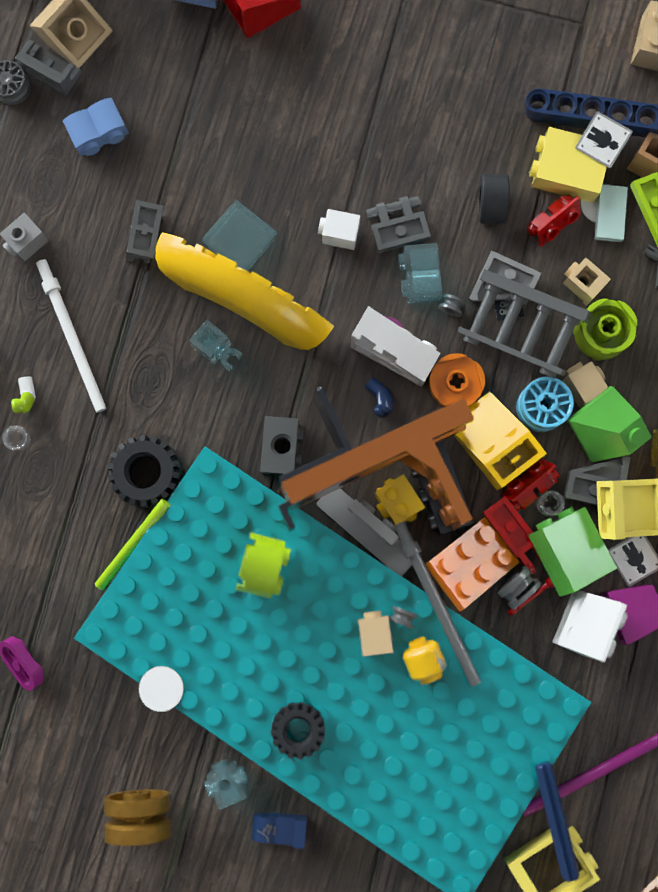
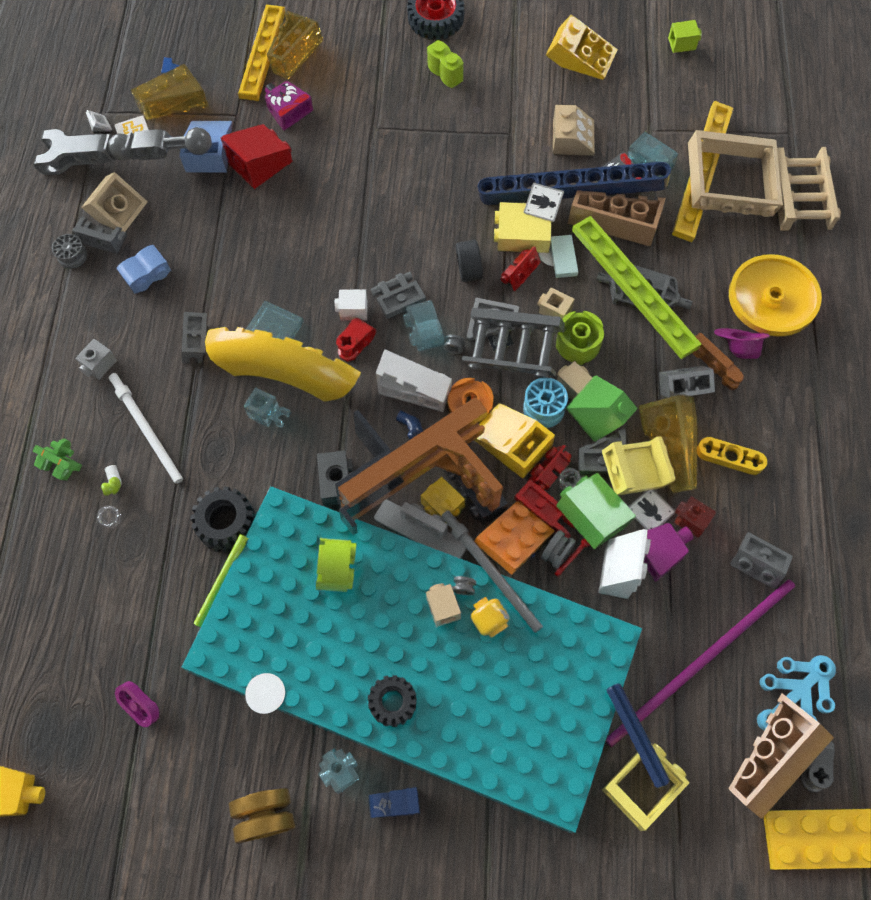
camera: 10 degrees left, 15 degrees down
(338, 270) = (354, 339): none -> red piece

